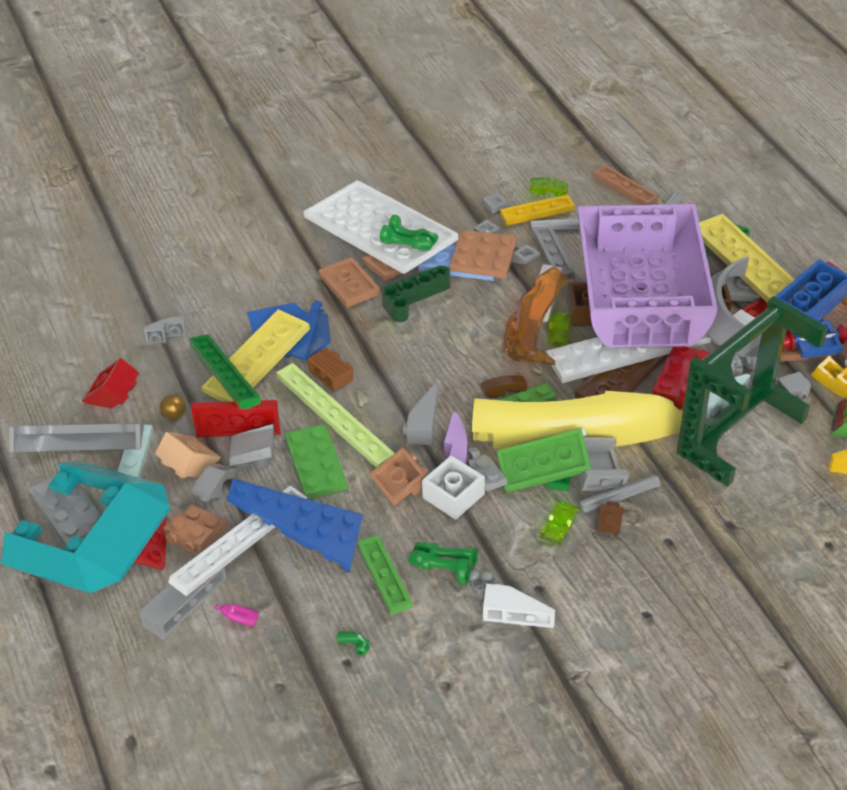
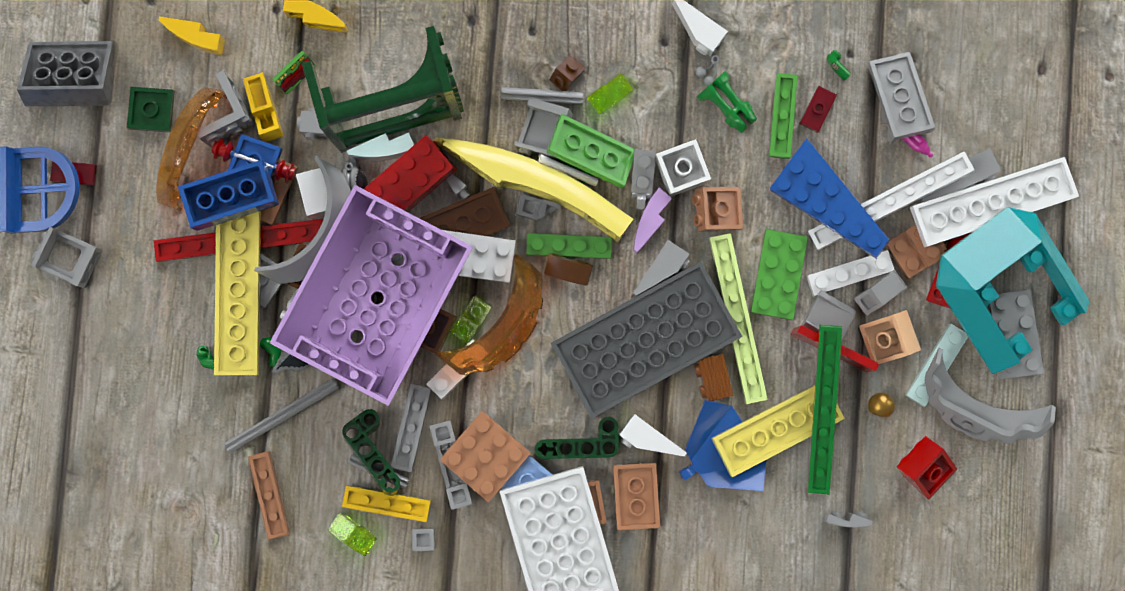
camera: 155 degrees left, 40 degrees up
(116, 604) = (972, 207): none -> white plate
(265, 476) = (850, 273): none -> white plate
(273, 636) = (901, 97): none -> light grey hinge
(352, 597) = (818, 109): none -> dark red plate
(359, 314) = (645, 437): none -> white slope
(396, 234) = (539, 499): green piece -> none
(403, 367) = (646, 339): none -> dark grey plate
(558, 216) = (374, 456): none -> dark green beam

